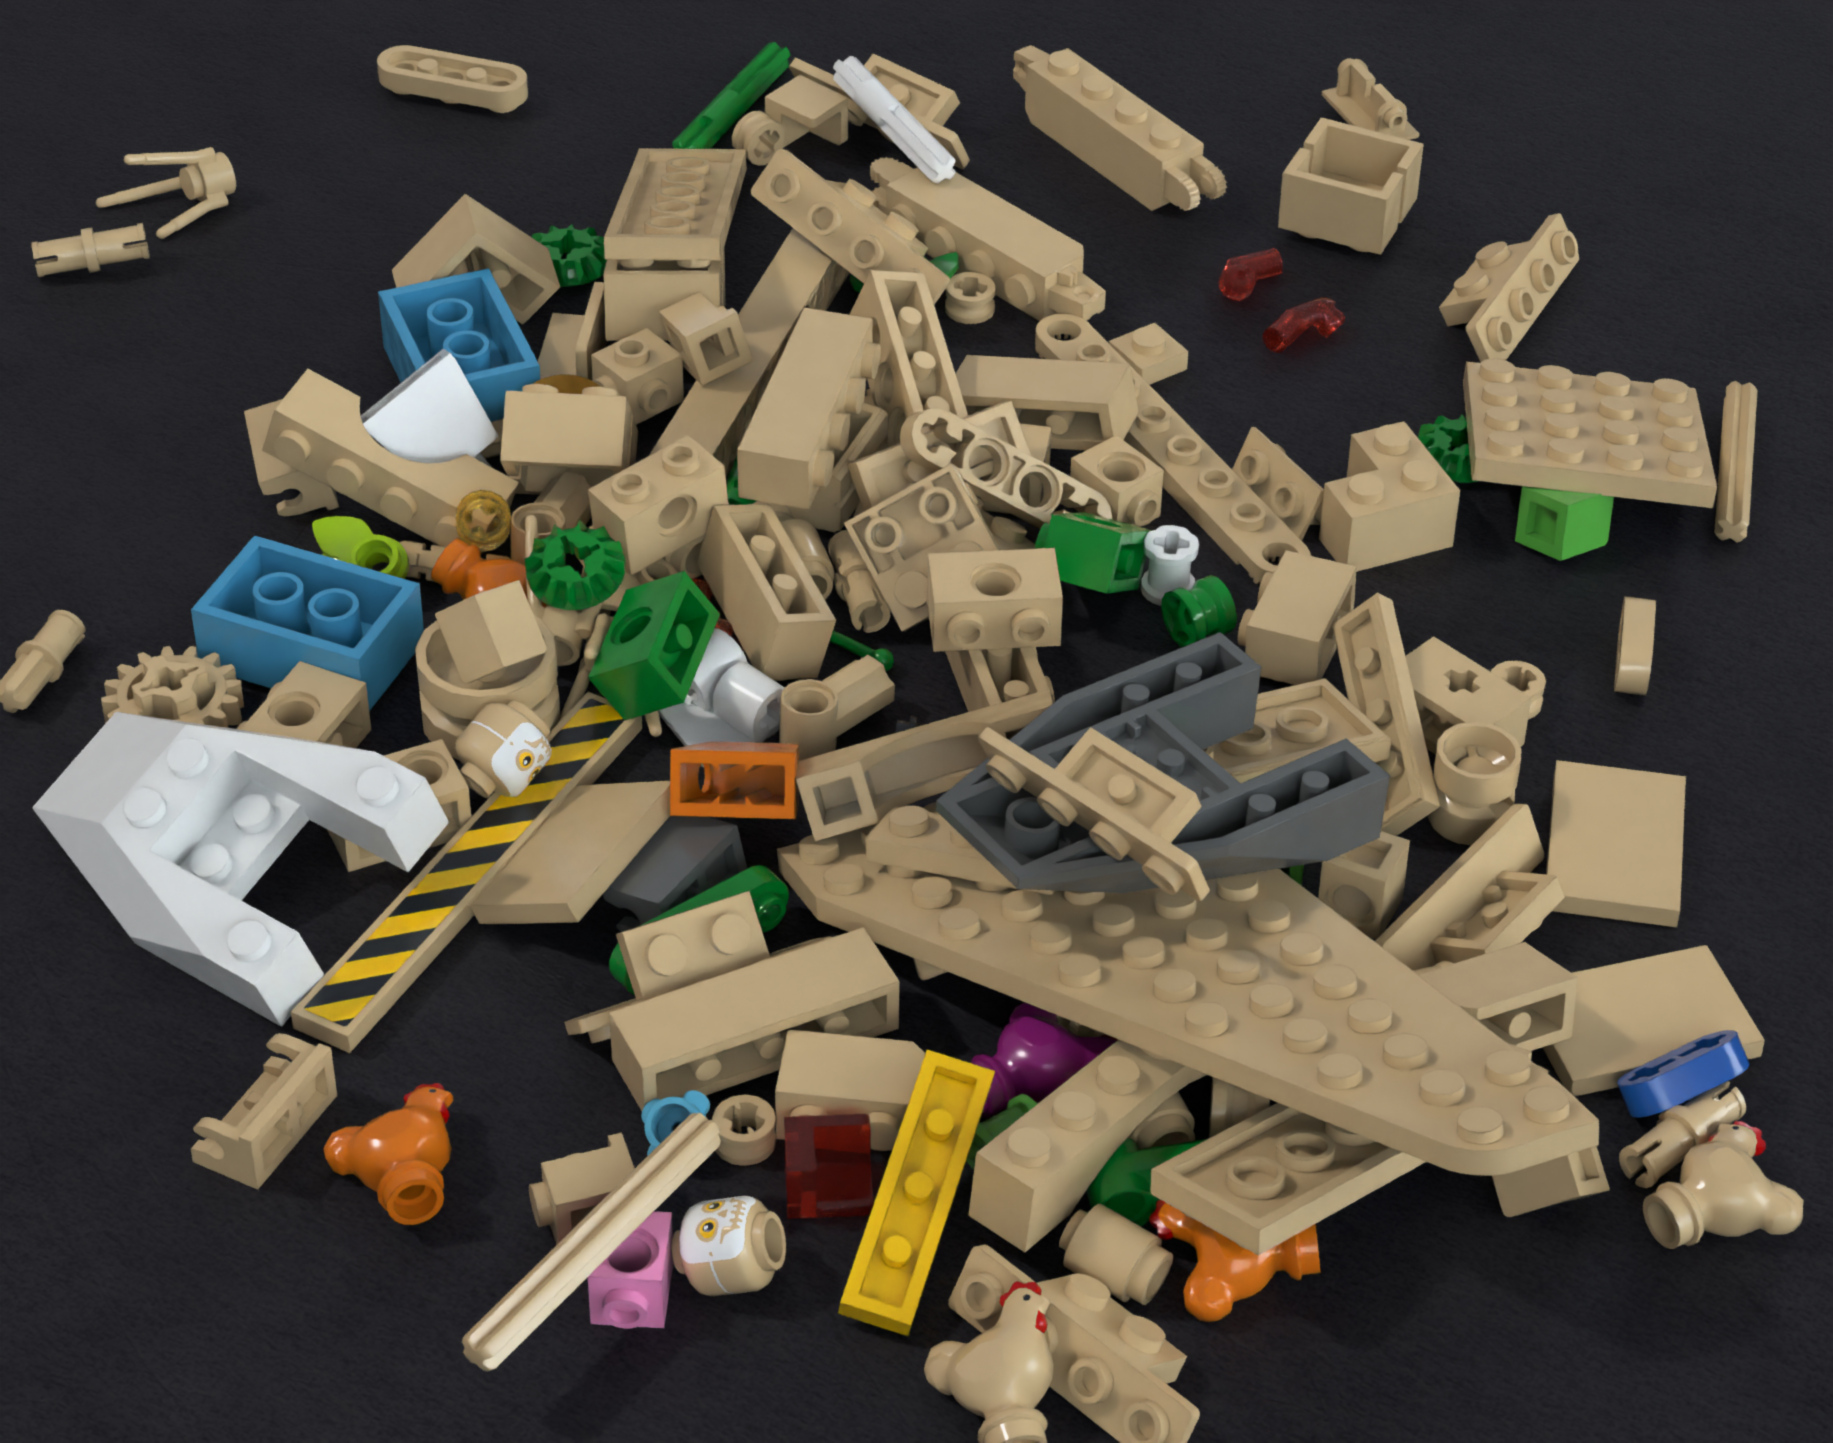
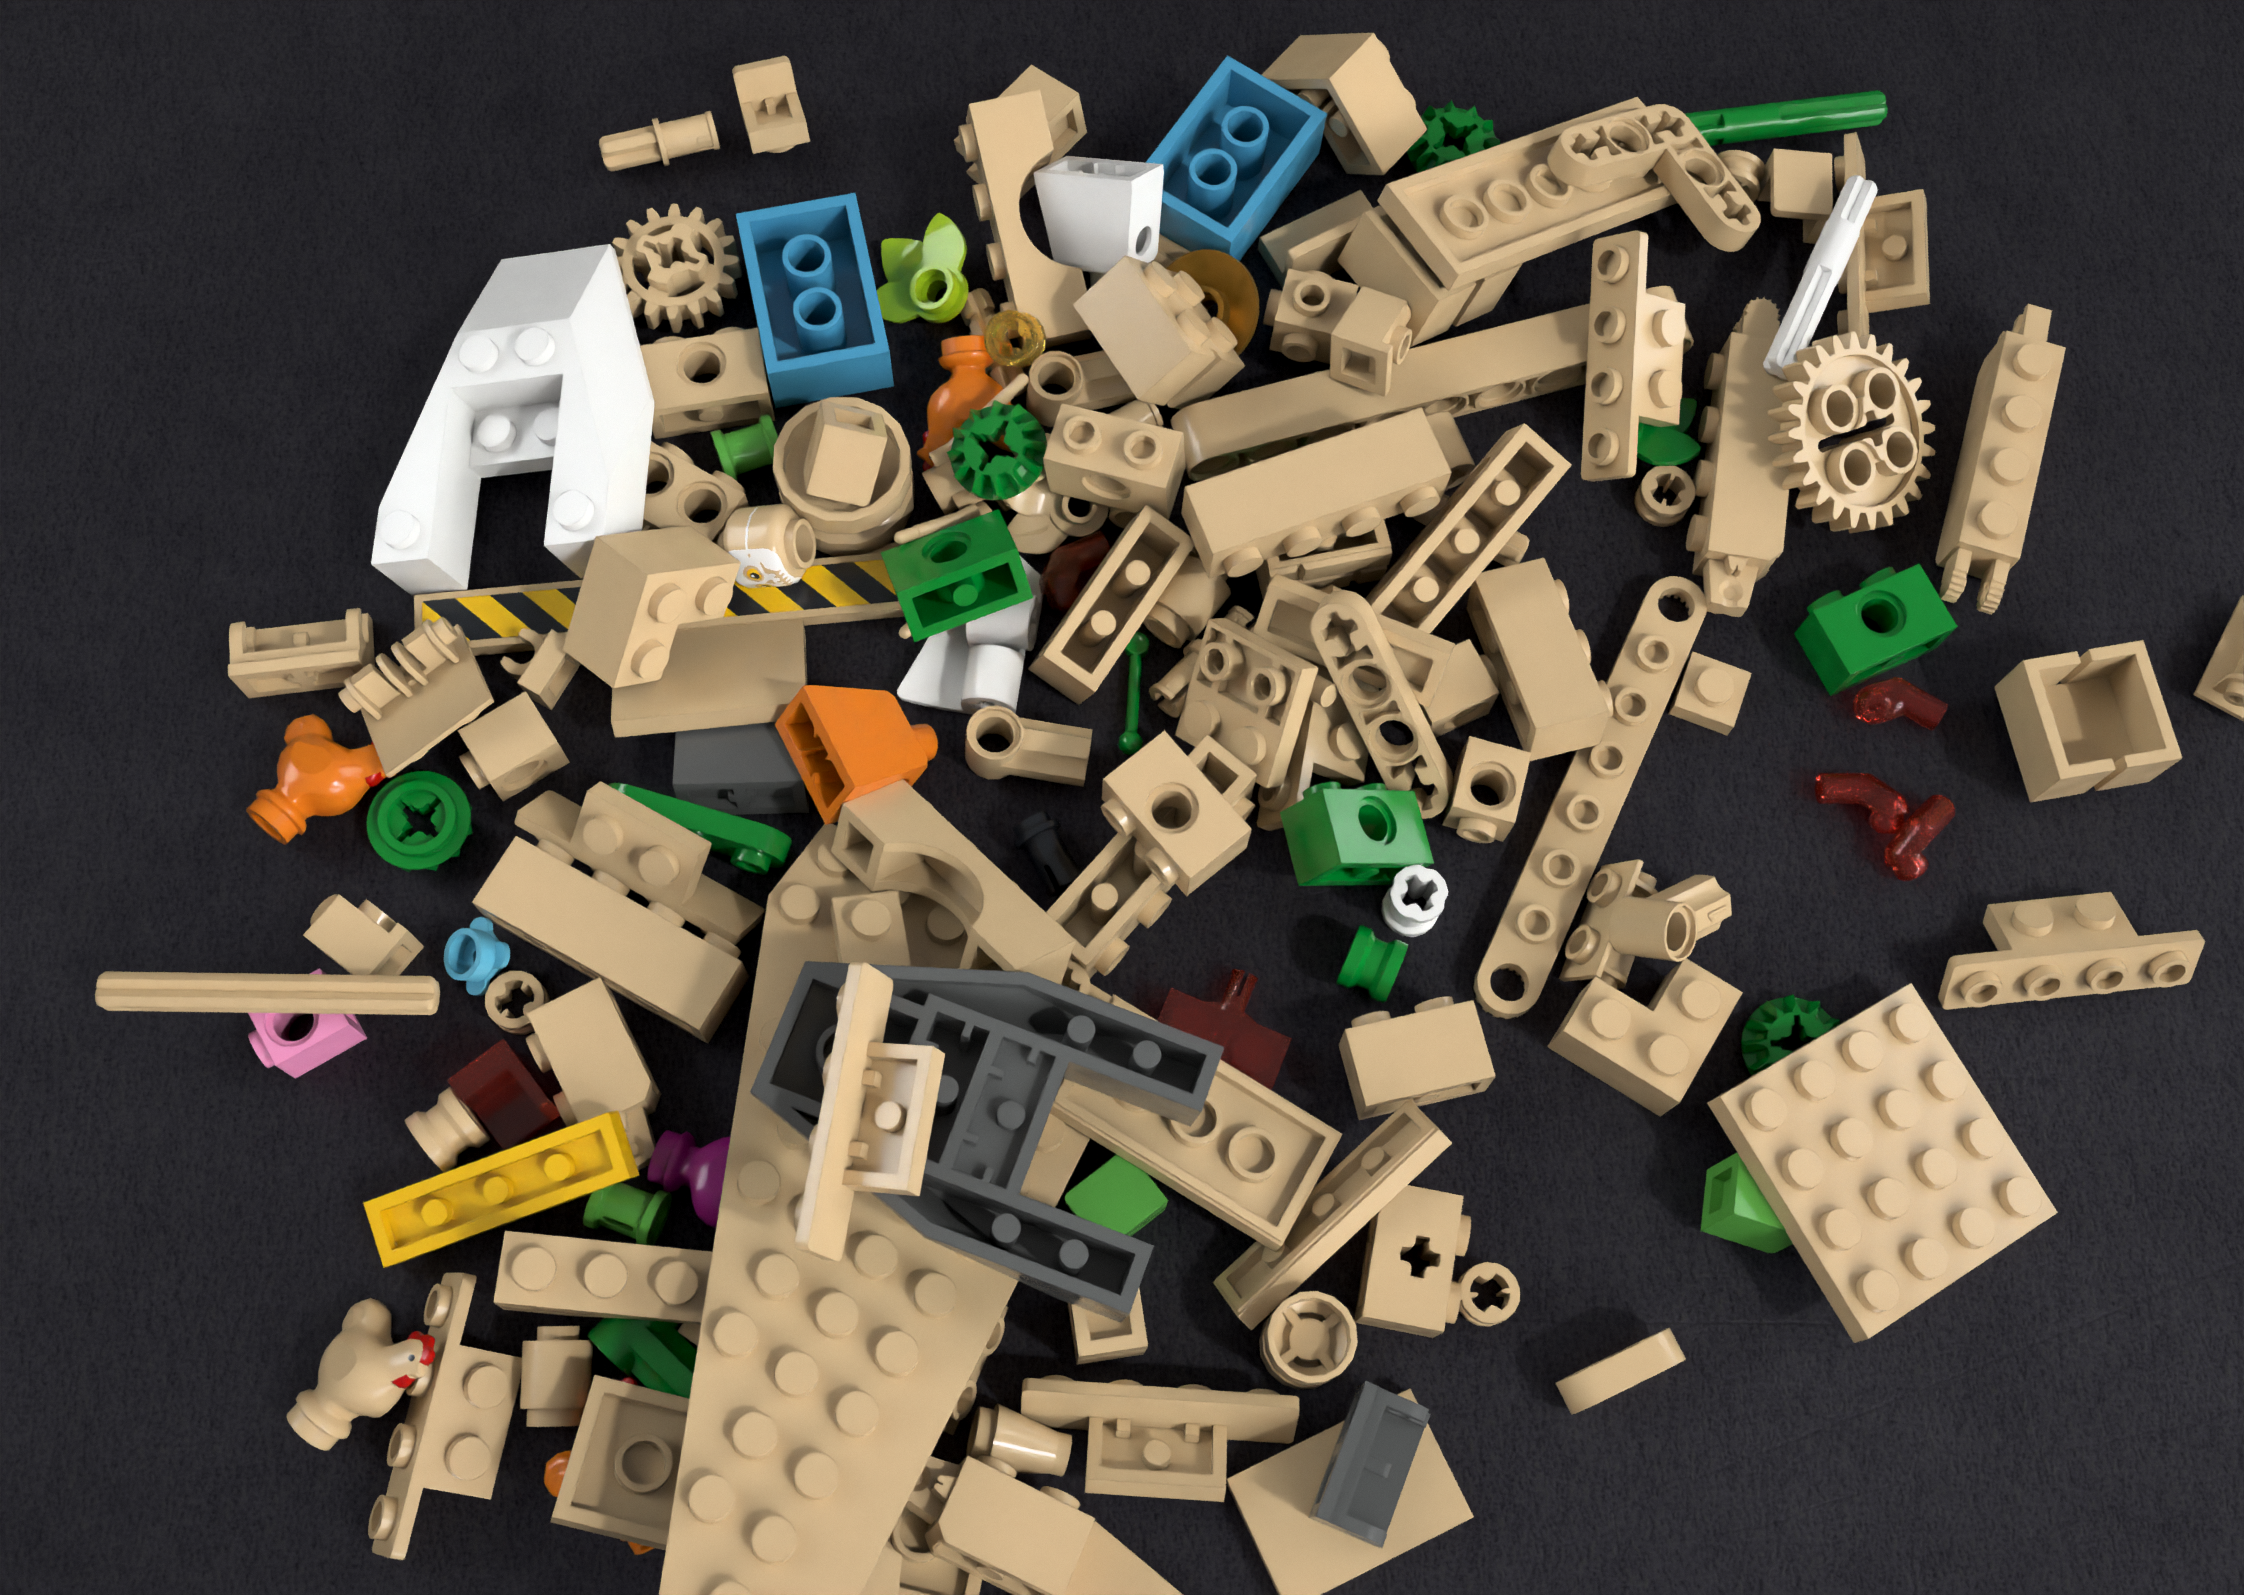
camera: 50 degrees right, 30 degrees up
(90, 583) = (770, 105): none -> tan bracket
(394, 728) = (746, 448): none -> bright green bush
(405, 1028) = (421, 699): none -> tan hinge
(459, 952) = (548, 670): none -> tan tile
(489, 820) = (637, 596): none -> tan brick
(508, 1009) = (511, 748): none -> tan brick
(532, 1097) = (421, 793): none -> green gear
(689, 147) = (1717, 209): none -> tan beam
(729, 1246) = (370, 1081): tan head -> none
(822, 1219) = (447, 1129): none -> tan wheel
(998, 154) = (1839, 389): none -> tan gear
(1178, 249) = (1849, 652): none -> green brick
(1313, 438) = (1670, 920): none -> tan piece
(1359, 315) = (1915, 835): none -> clear red arm
(1595, 799) = (1370, 1464): none -> dark grey hinge
(1736, 462) = (1982, 1310): tan axle -> none

